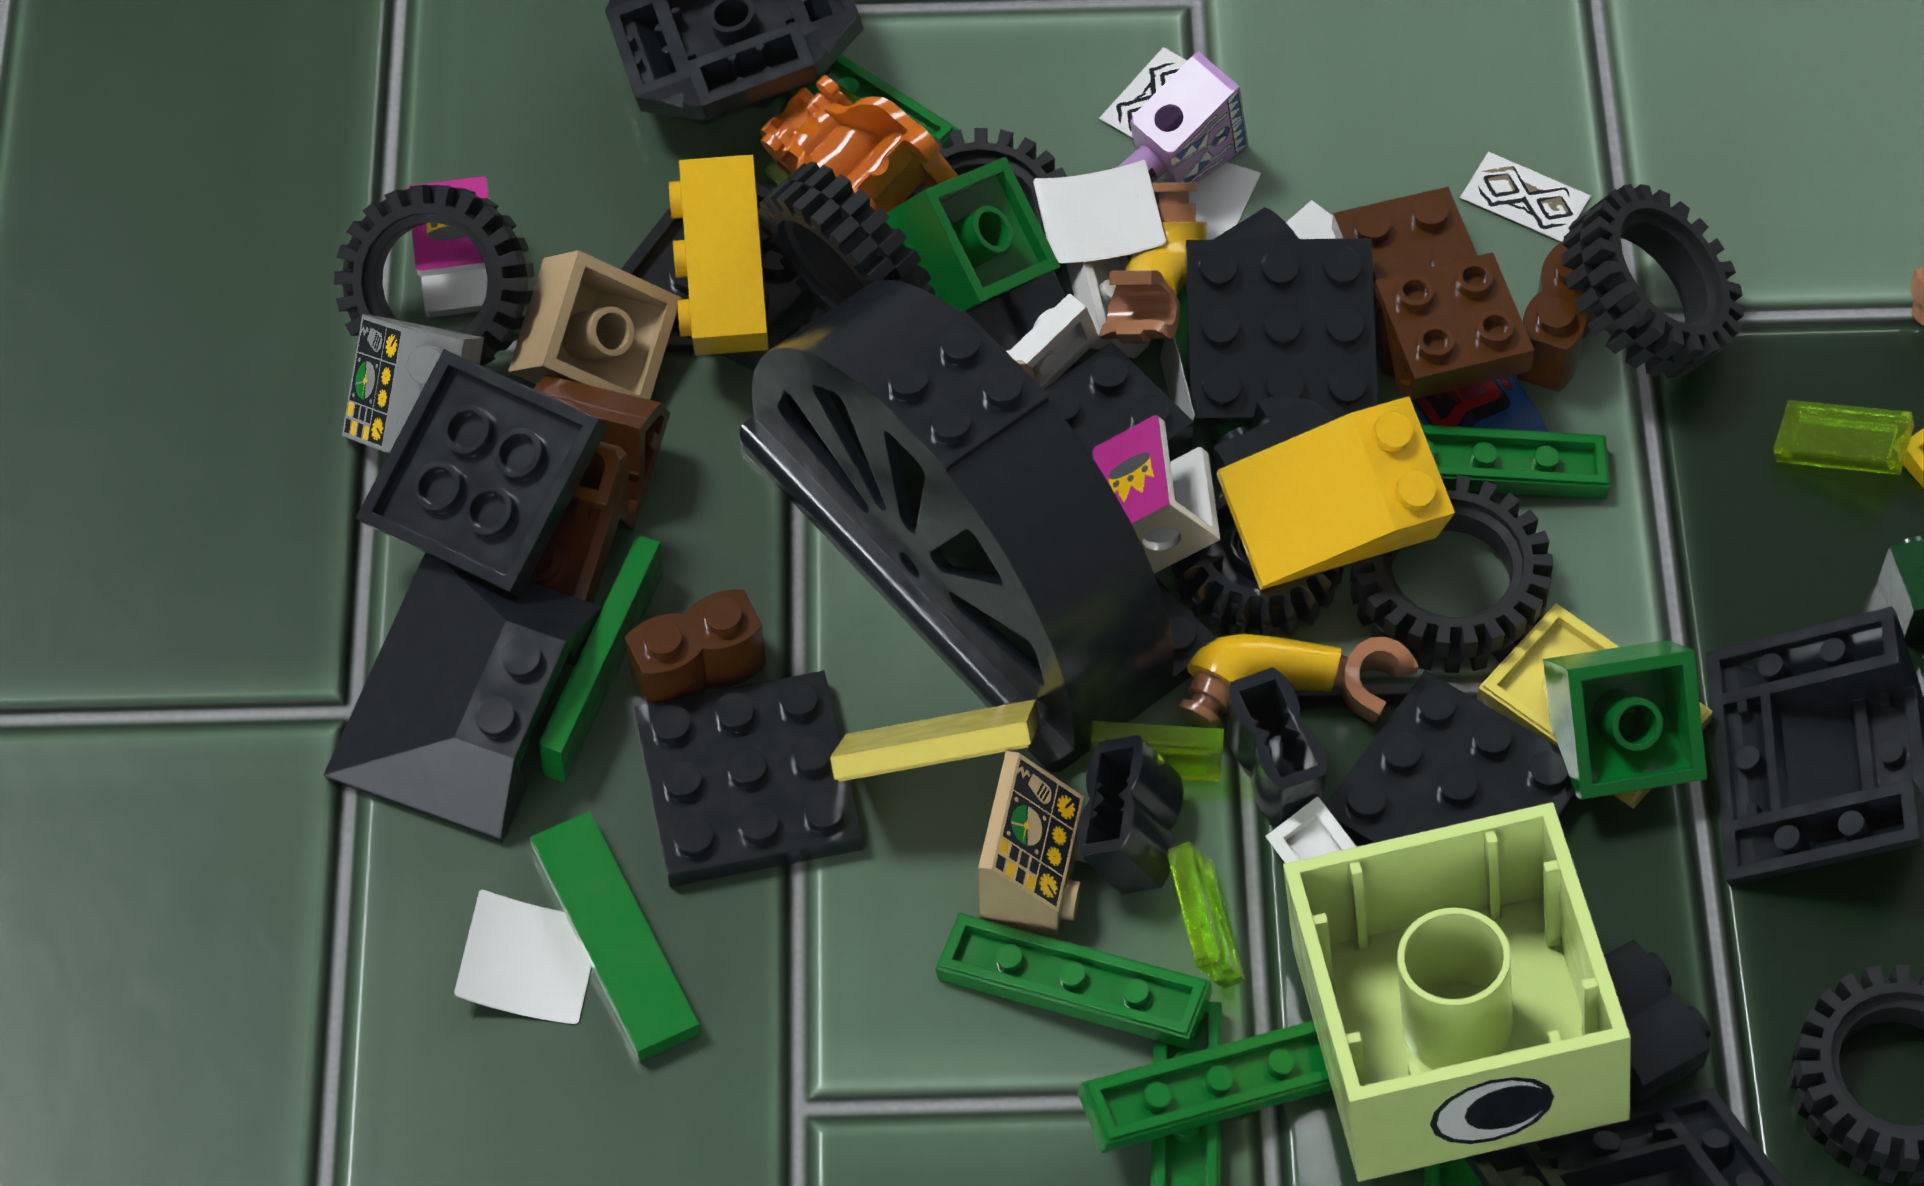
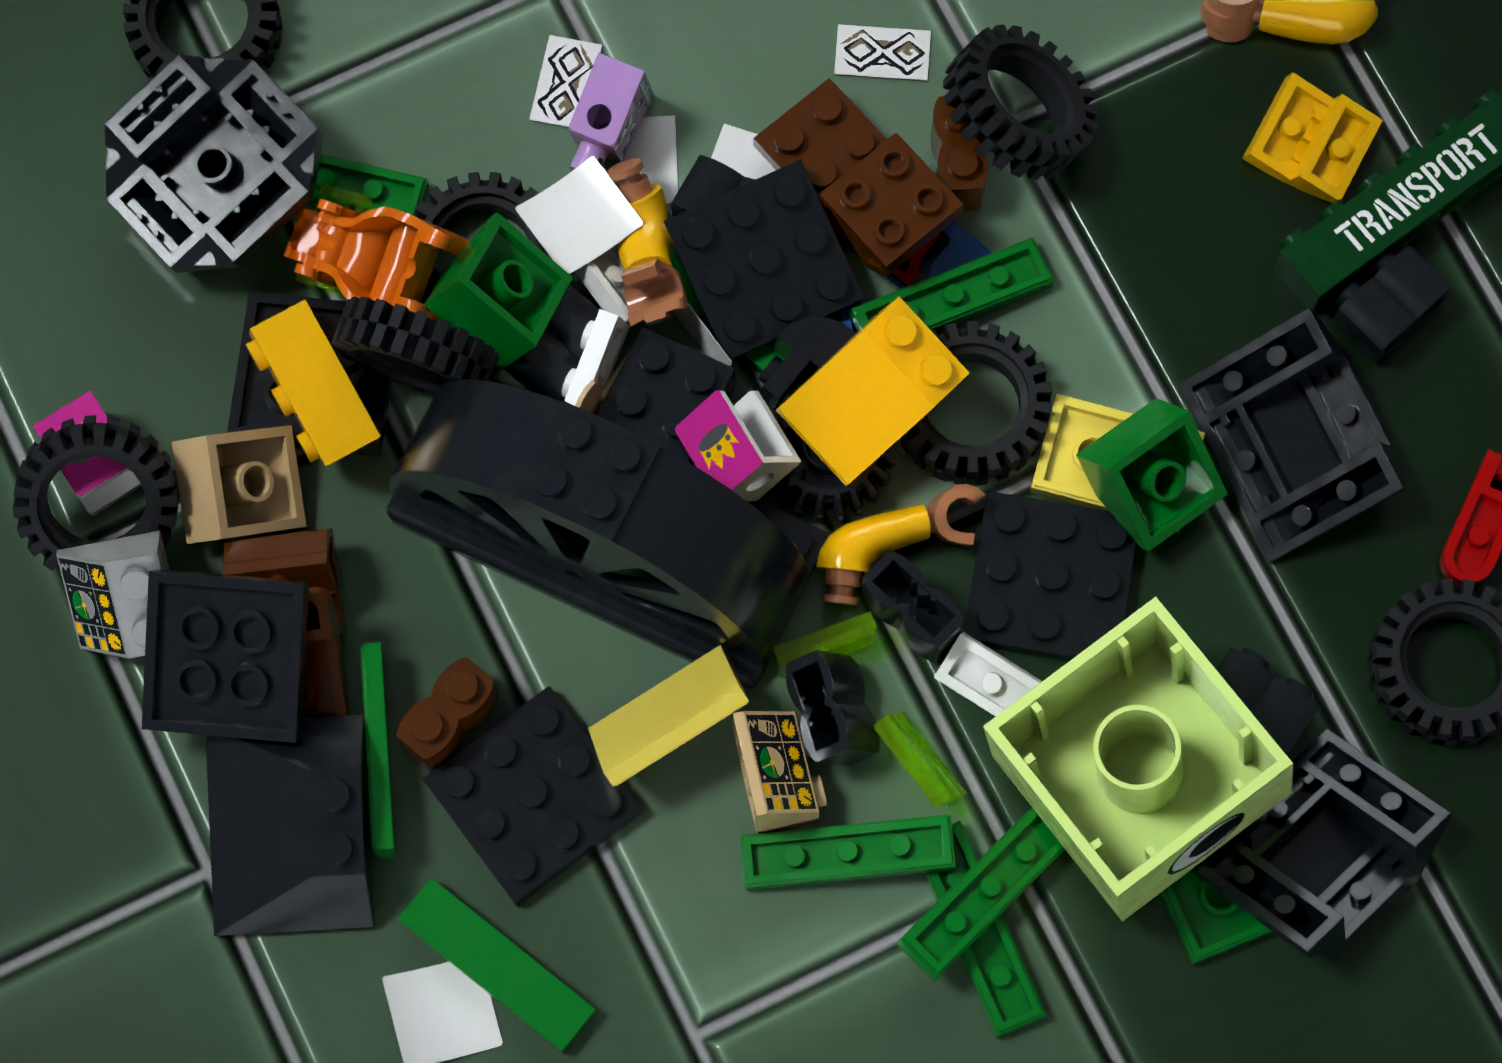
camera: 25 degrees left, 15 degrees up
(1844, 437) = (1206, 166): clear neon green tile -> none

